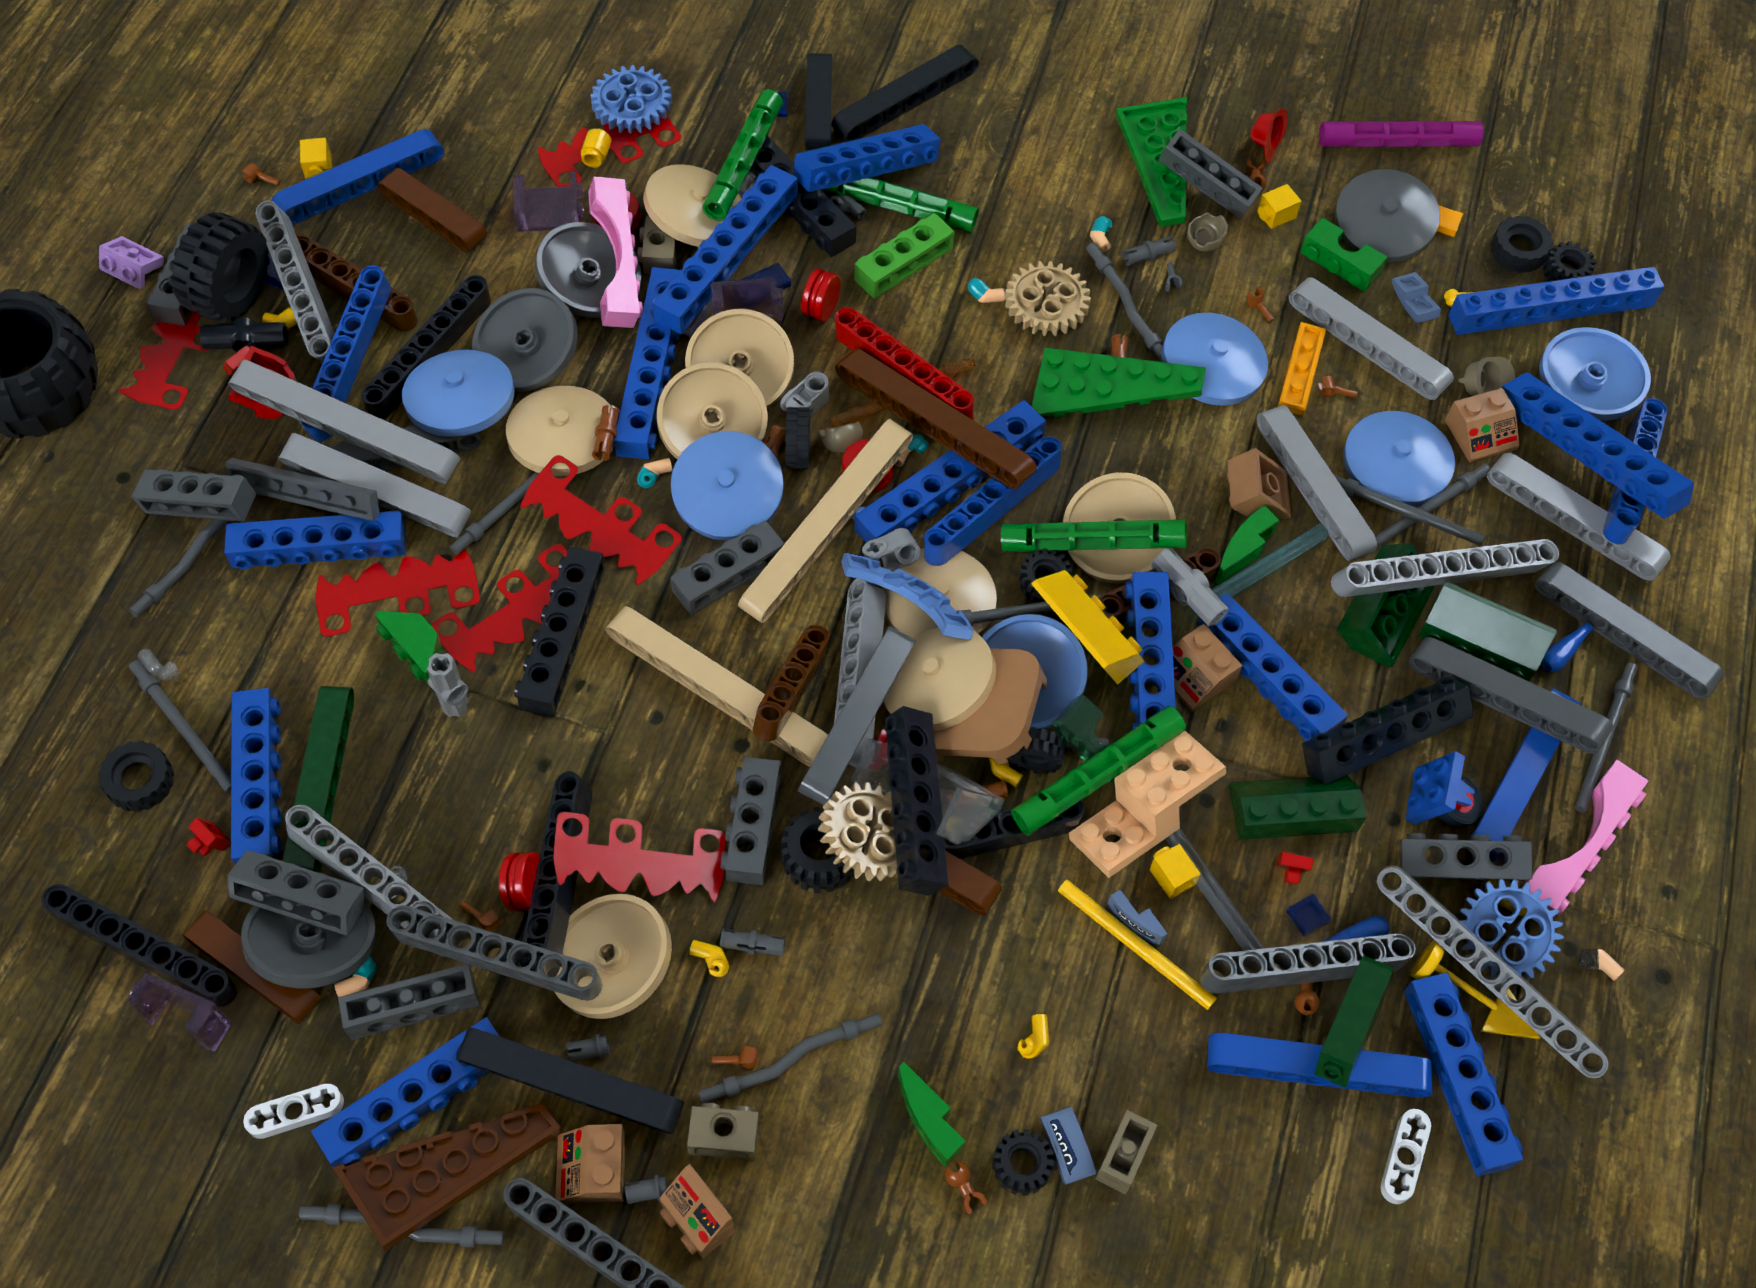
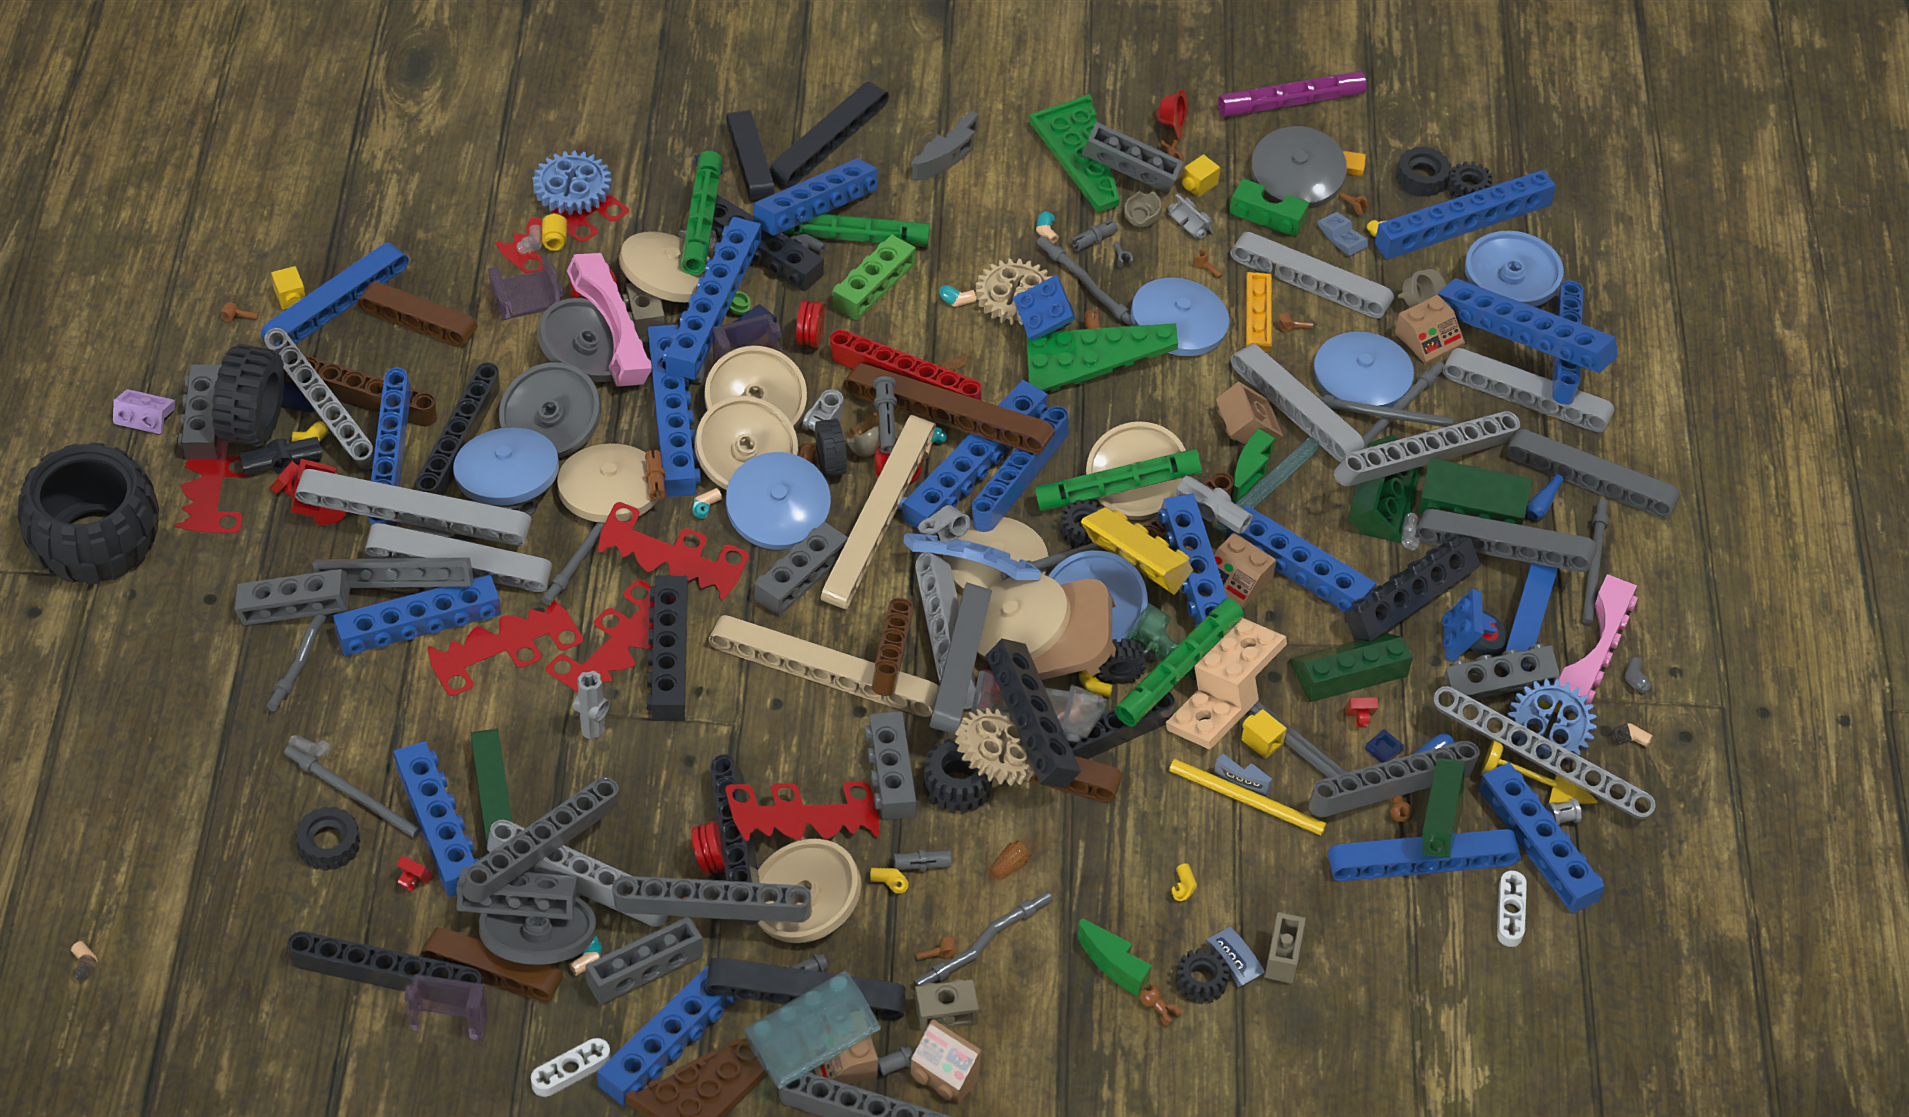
camera: 15 degrees left, 10 degrees down
(324, 852) = (540, 839): none -> dark grey beam
(412, 639) = (537, 681): green slope -> none
(552, 1142) = (811, 1029): none -> clear light blue slope
(570, 154) = (531, 242): none -> clear arm
(758, 258) = (740, 303): none -> bright green plate
(848, 965) = (1011, 859): none -> clear orange cone
(868, 400) = (886, 403): none -> dark grey pin
(1020, 133) = (946, 151): none -> dark grey slope
(1068, 325) = (1044, 308): none -> blue plate
(1262, 257) = (1197, 223): none -> light grey hinge
(1402, 657) = (1409, 530): none -> clear arm
(1441, 266) = (1358, 202): none -> dark orange hand
(1507, 1044) = (1565, 811): none -> light grey bush
(1620, 891) = (1635, 677): none -> dark grey arm

